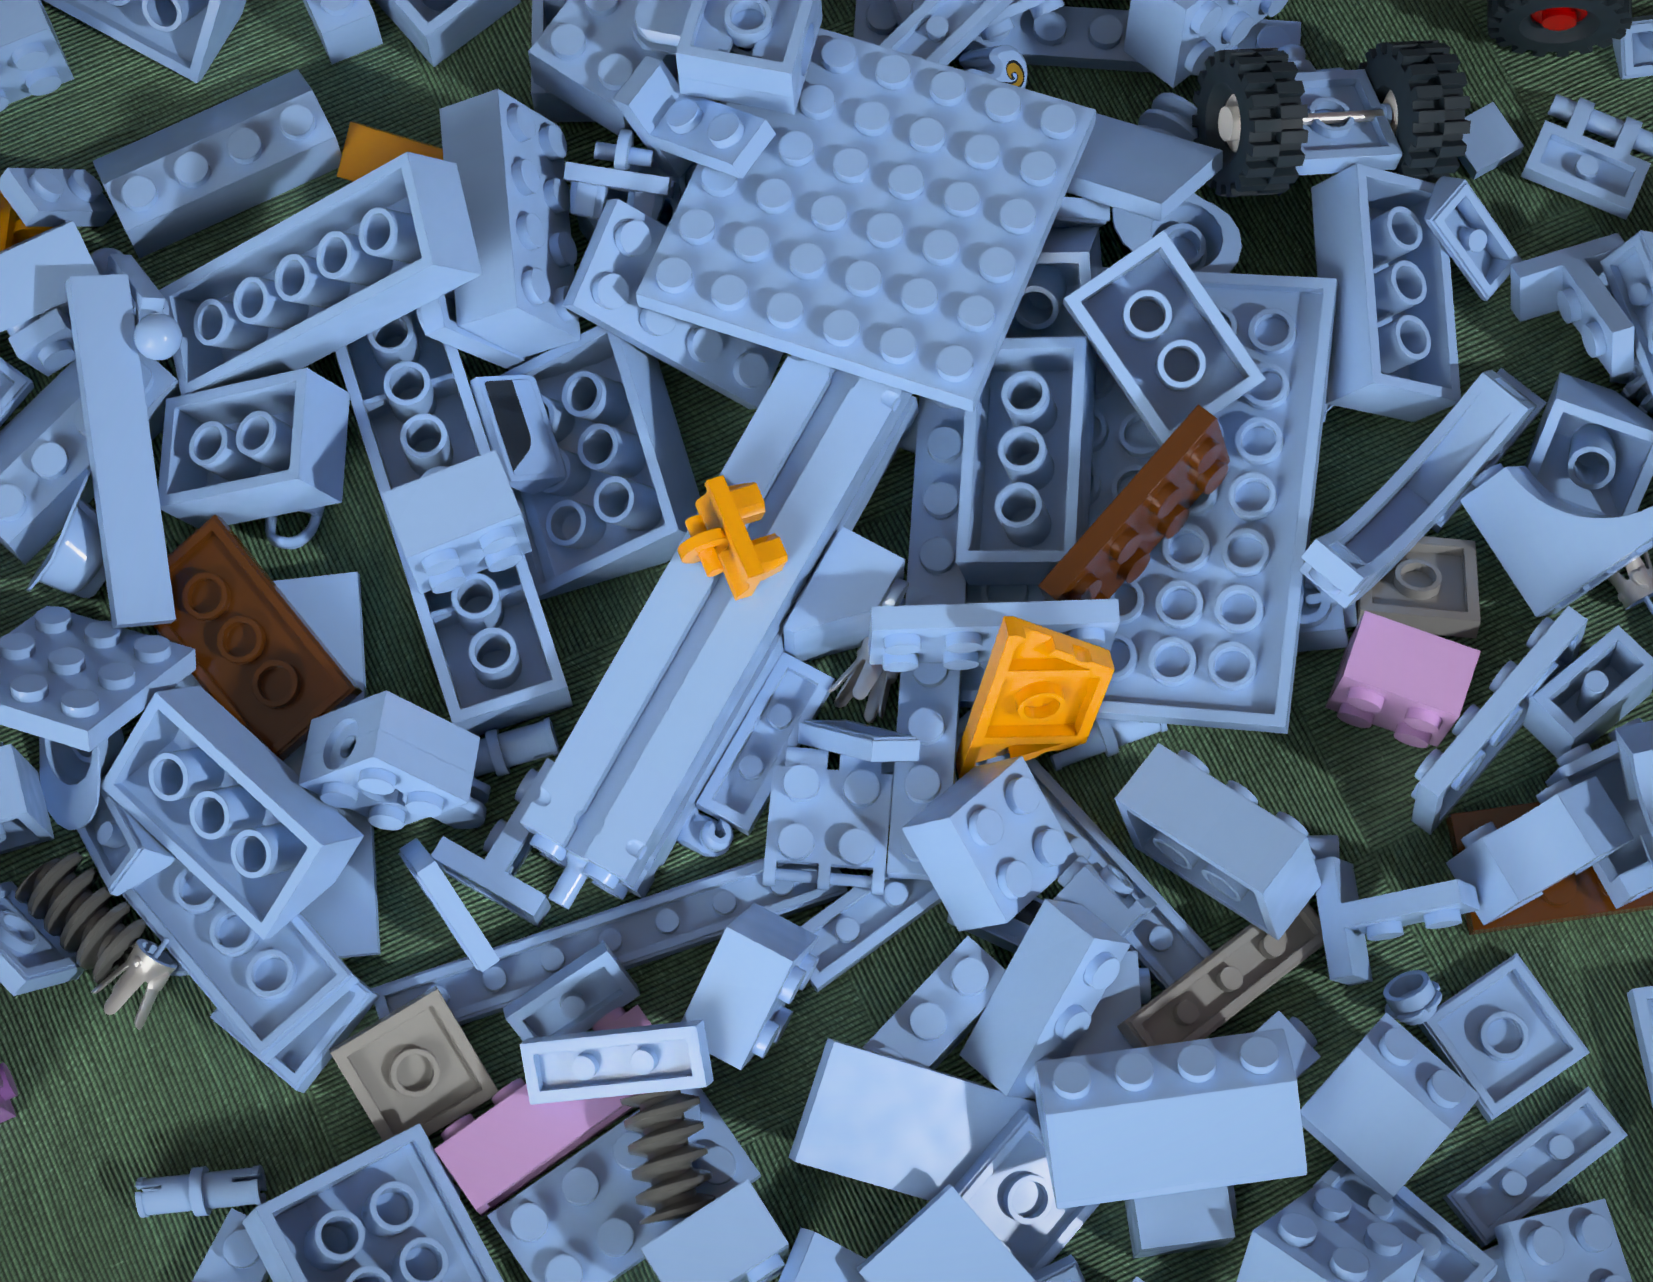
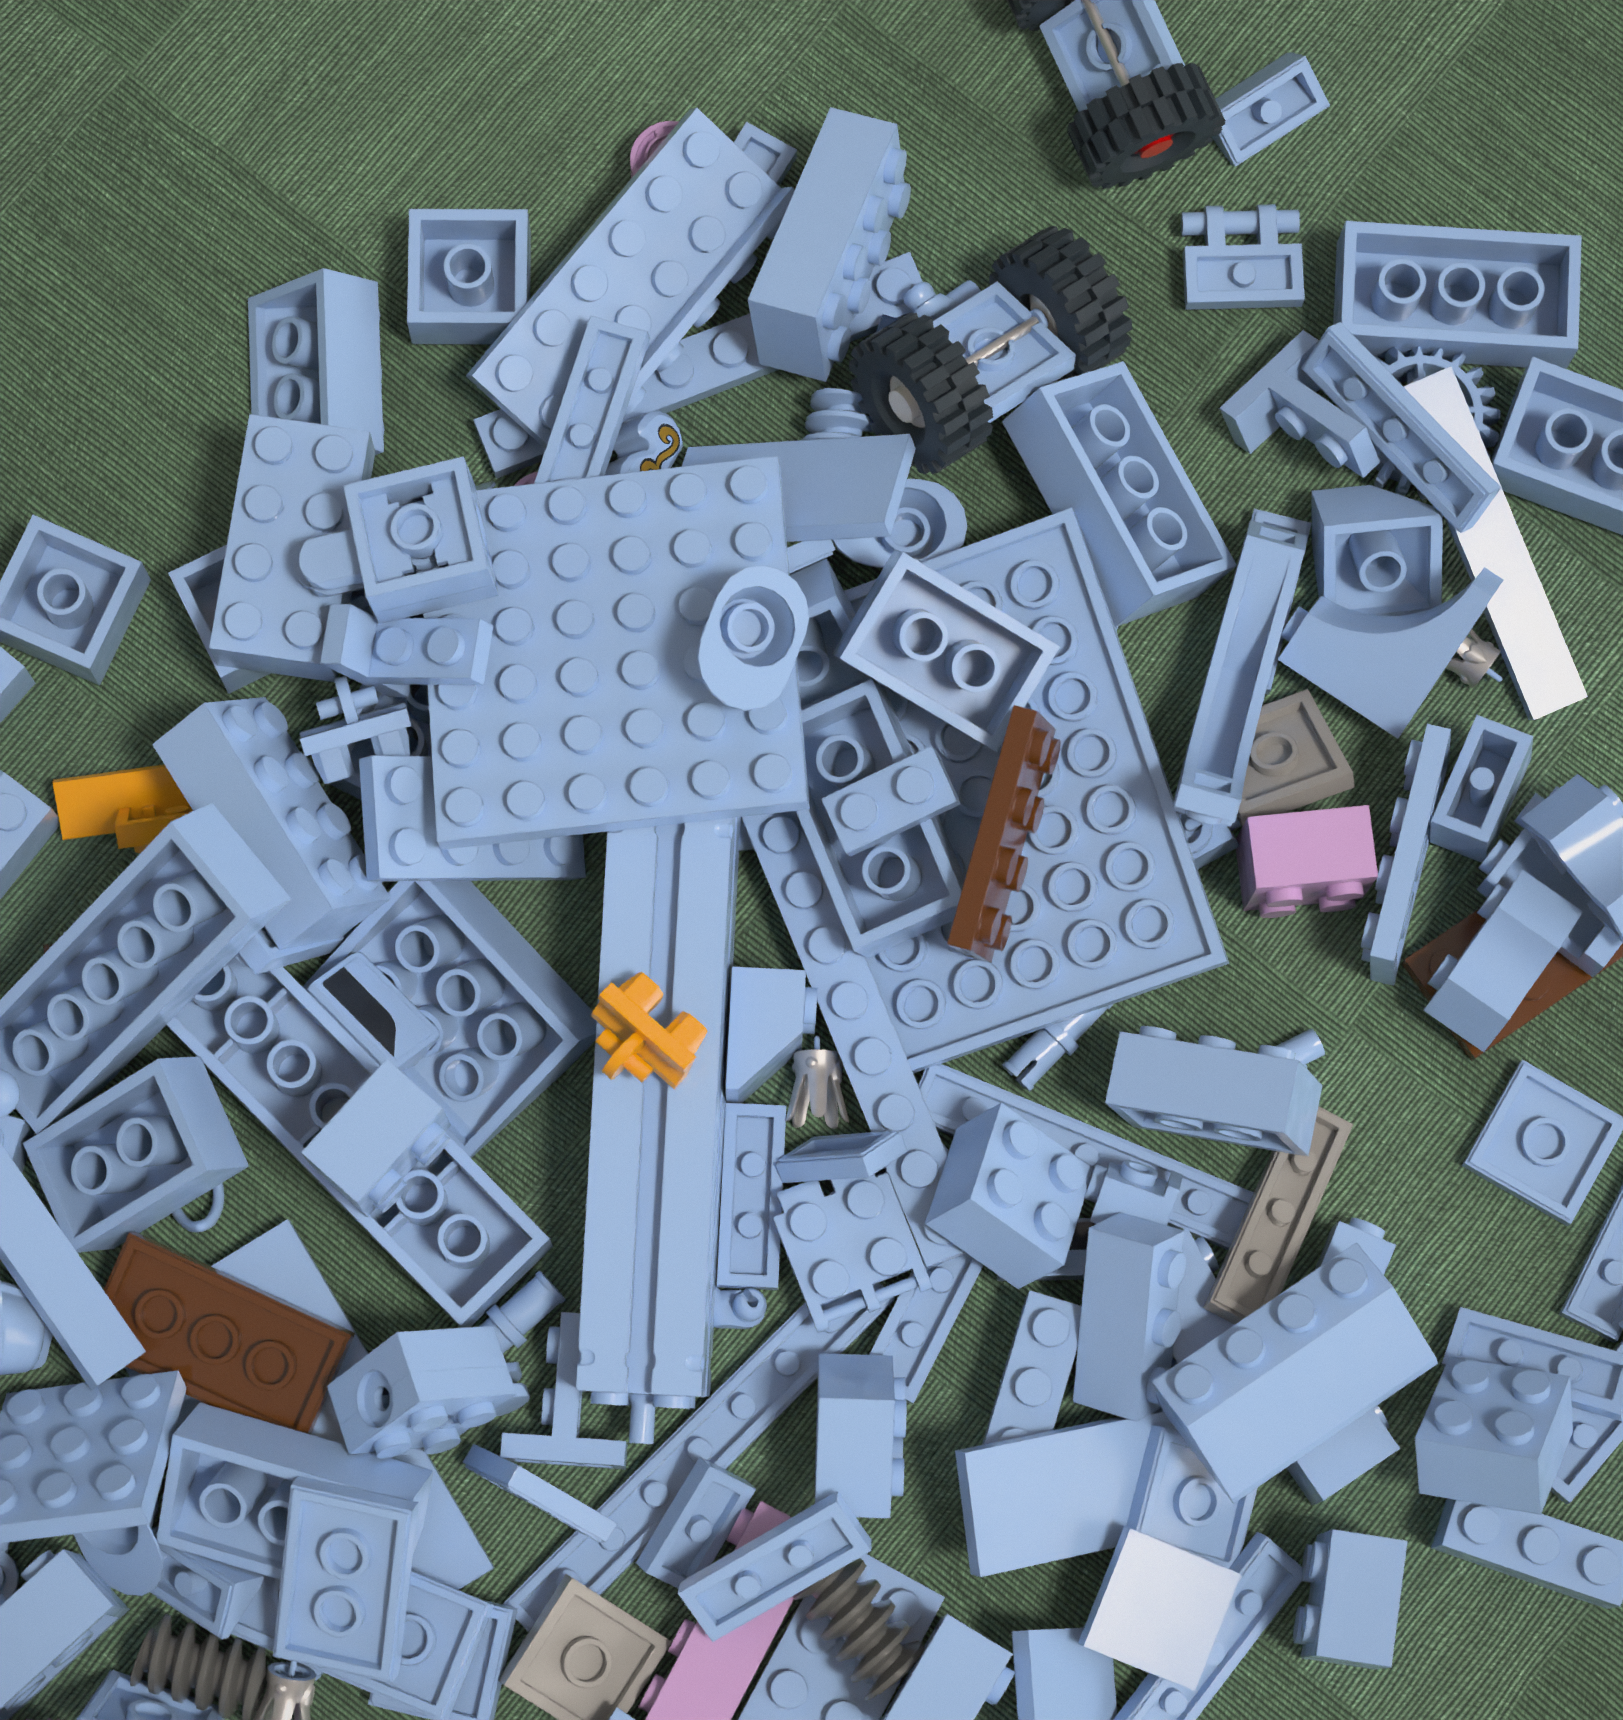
camera: 30 degrees left, 5 degrees up
(237, 888) = (345, 1579): none -> light blue tile
(967, 632) = (942, 994): light blue plate -> none
(992, 233) = (753, 637): none -> light blue piece
(1034, 695) = (987, 1043): light orange wing -> none
(1050, 445) = (891, 801): none -> light blue plate
(1381, 917) = (1358, 1104): light blue bracket -> none
(1387, 1107) = (1475, 1261): light blue slope -> none
(1412, 997) = (1449, 1147): light blue plate -> none
(1470, 235) = (1170, 398): light blue slope -> none
(1489, 141) = (1142, 286): light blue tile -> none

